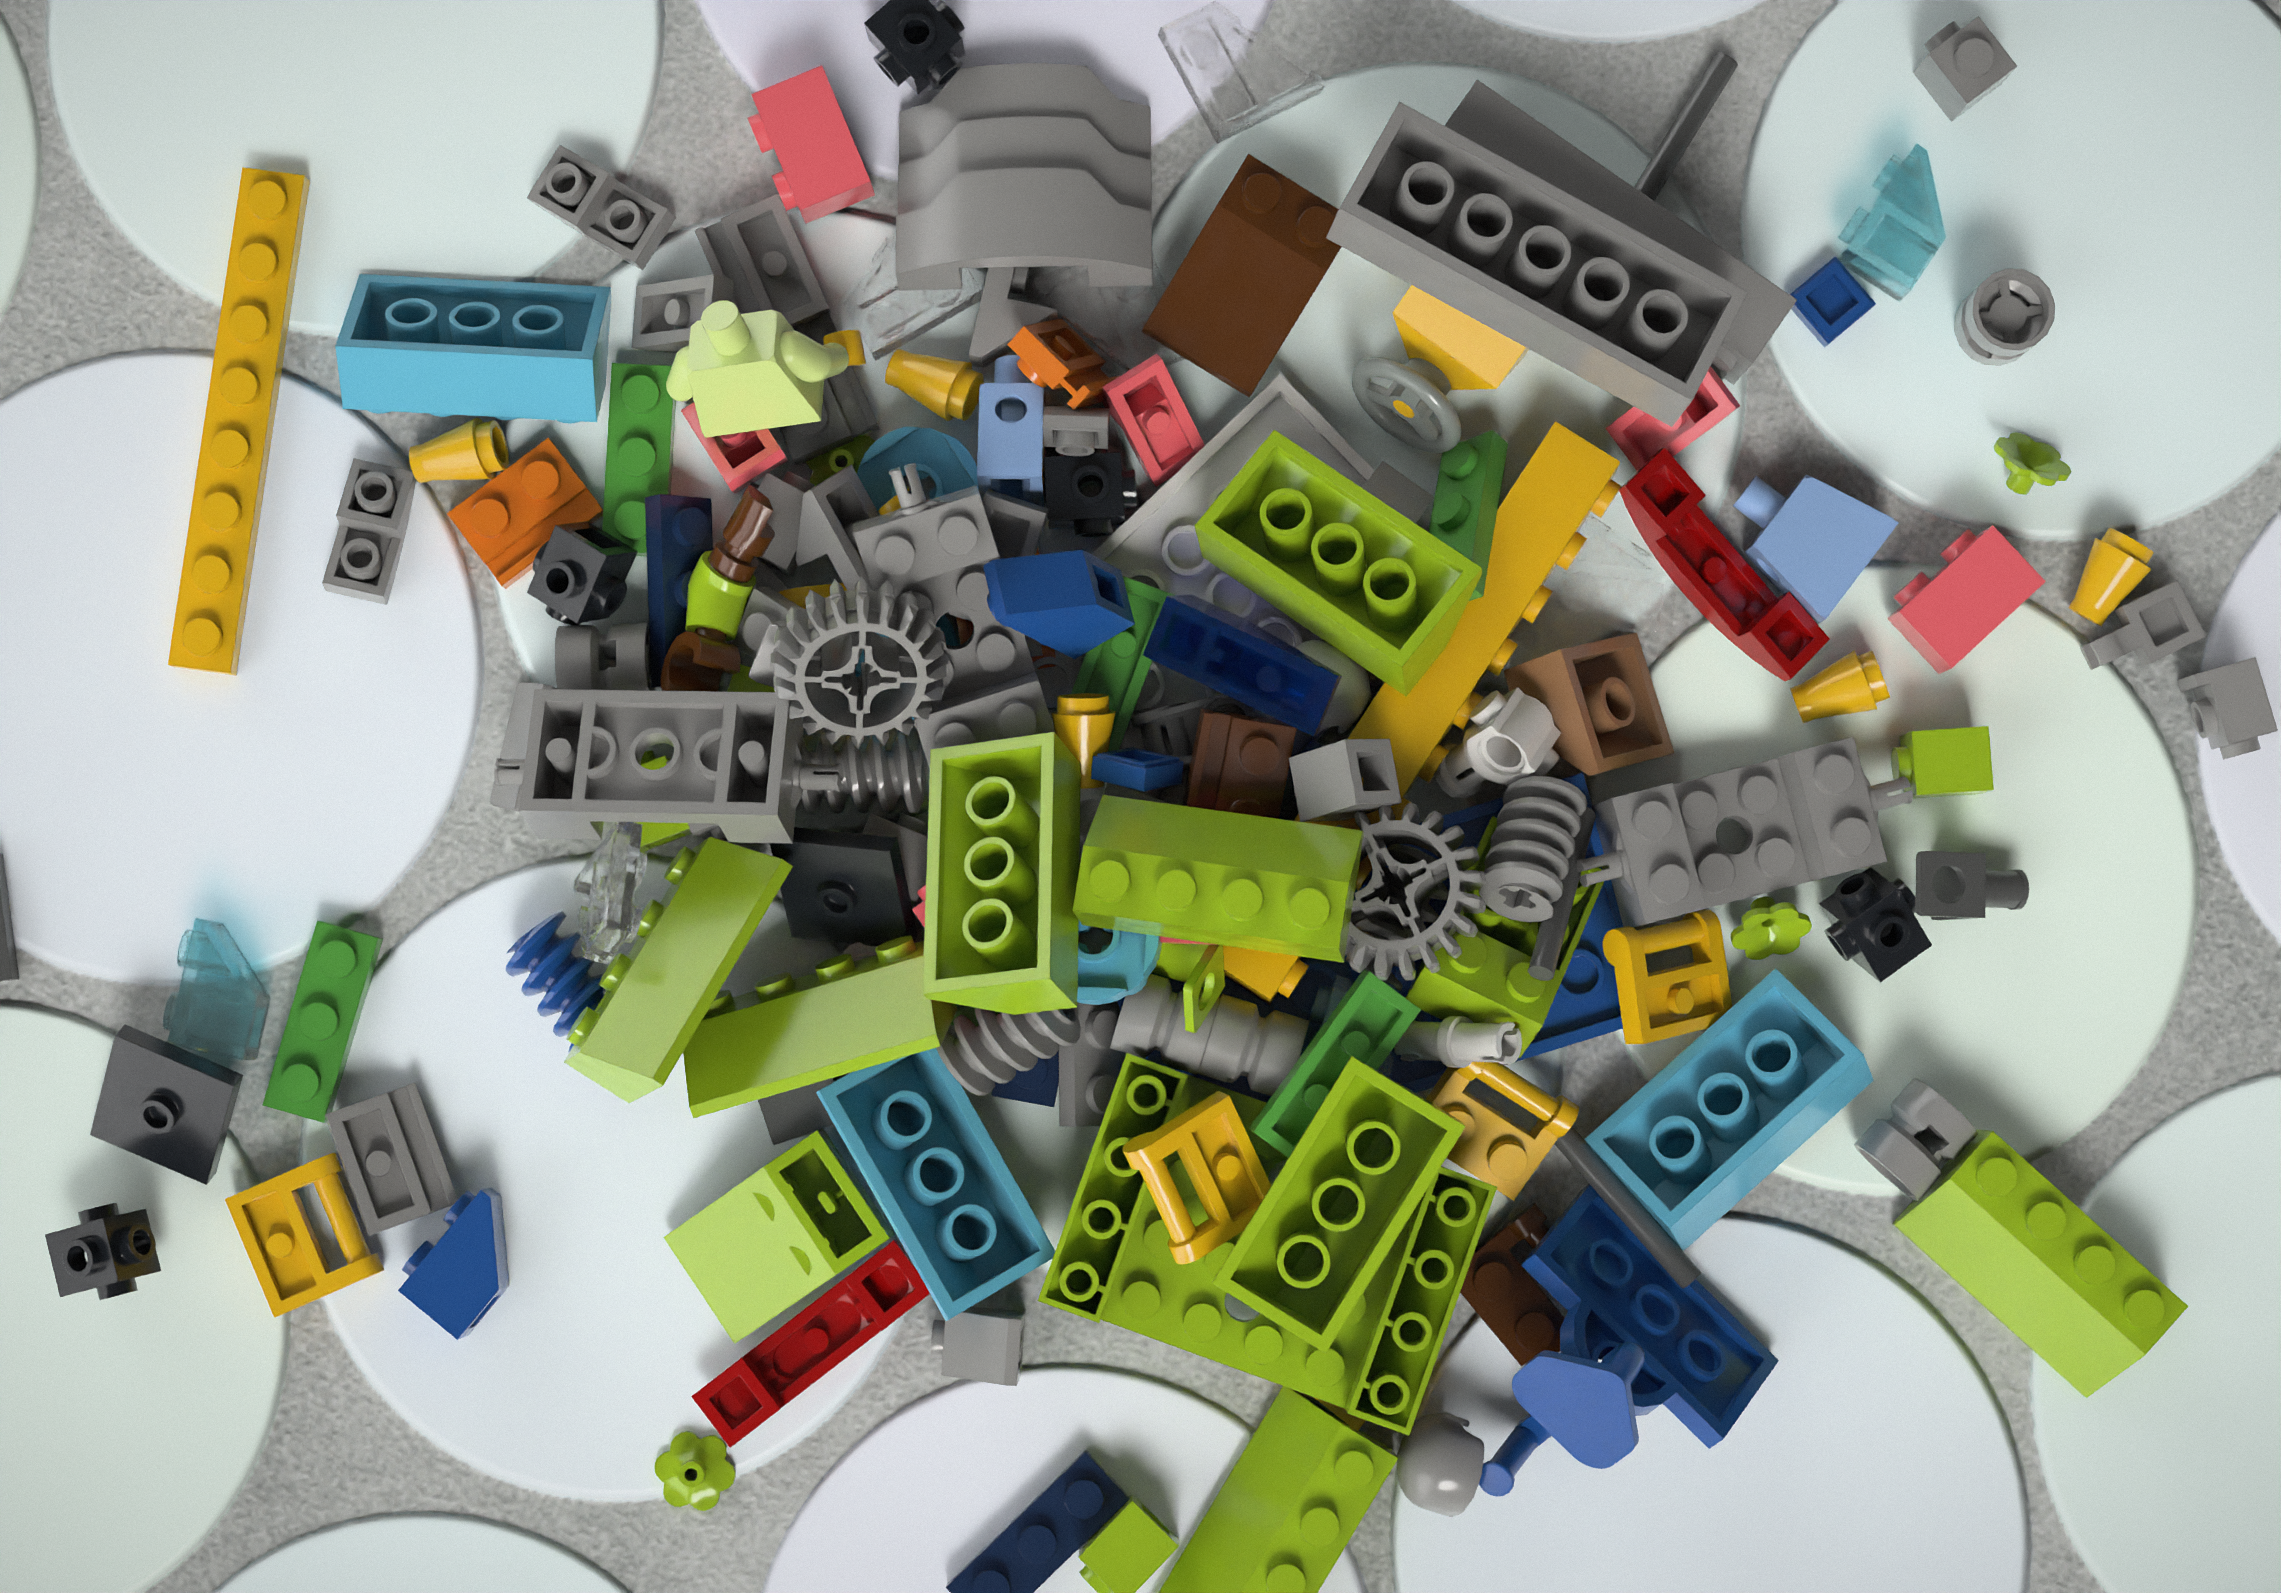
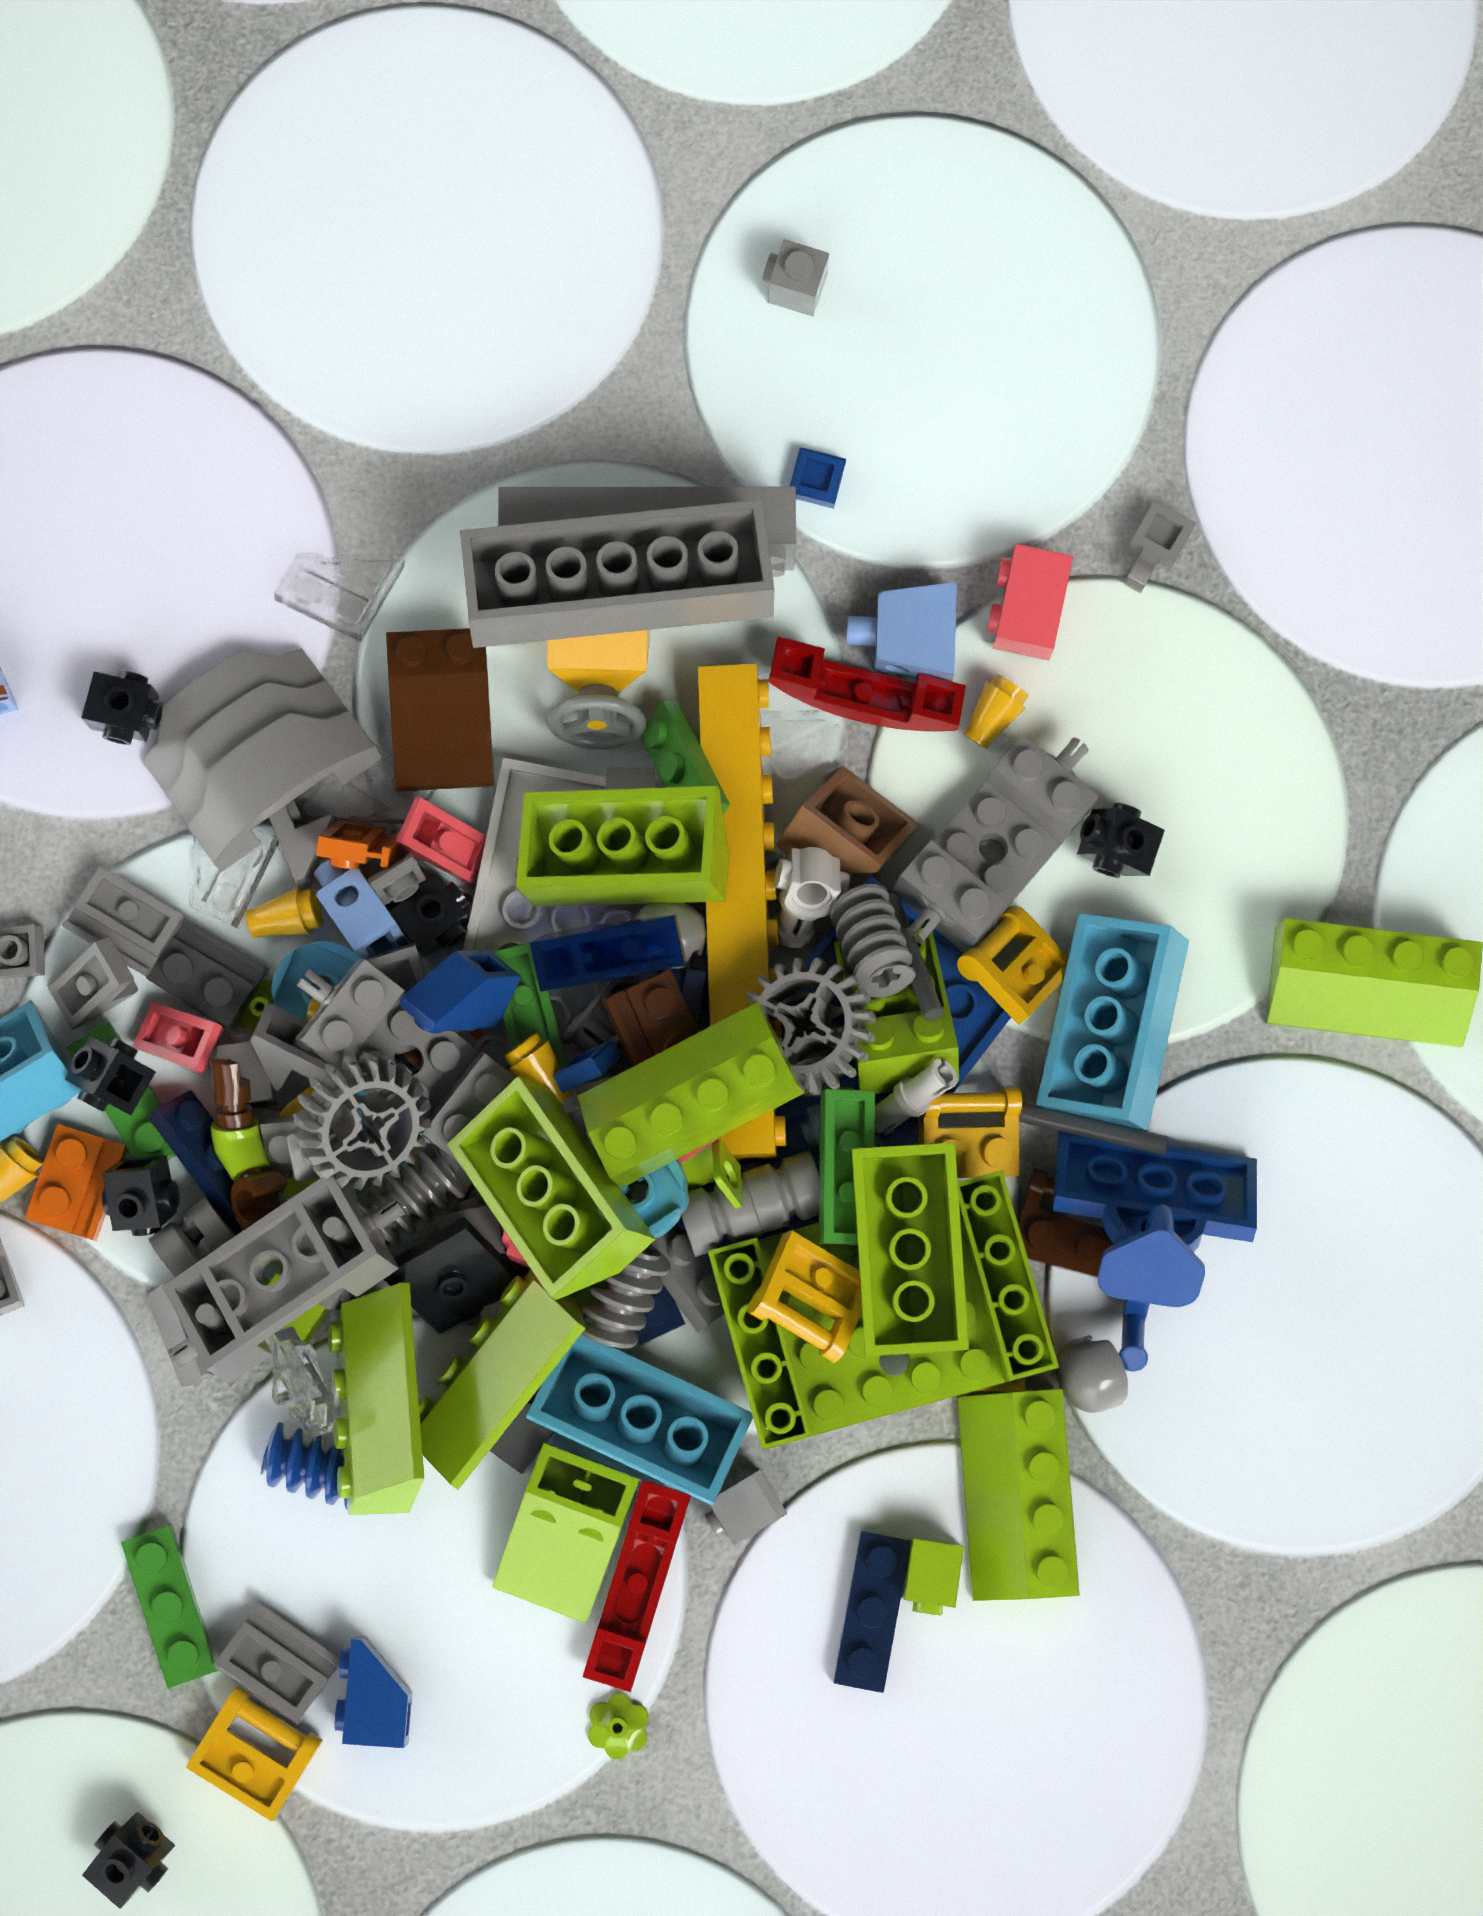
camera: 40 degrees left, 5 degrees down
(165, 1104) = (103, 1732): black plate -> none
(219, 996) = (91, 1638): clear light blue slope -> none
(633, 426) = (109, 1075): none -> black brick
(756, 370) = (164, 983): yellowish green torso -> none
(812, 145) = (100, 819): coral brick -> none
(1331, 776) = (723, 979): light grey brick -> none
(1643, 435) = (758, 636): coral slope -> none
(1686, 125) = (649, 428): dark grey bar -> none
(1770, 929) = (1058, 891): lime plant -> none
(1901, 229) = (829, 403): clear light blue slope -> none
(1910, 1162) = (1244, 975): light grey wheel -> none
(1944, 762) = (1091, 711): lime brick -> none
(1961, 886) = (1156, 782): dark grey bracket -> none
(2004, 317) = (931, 412): light grey wheel -> none
(2030, 462) = (1011, 491): lime plant -> none
(2109, 575) = (1110, 526): yellow cone -> none
(2231, 707) = (1242, 555): light grey brick -> none

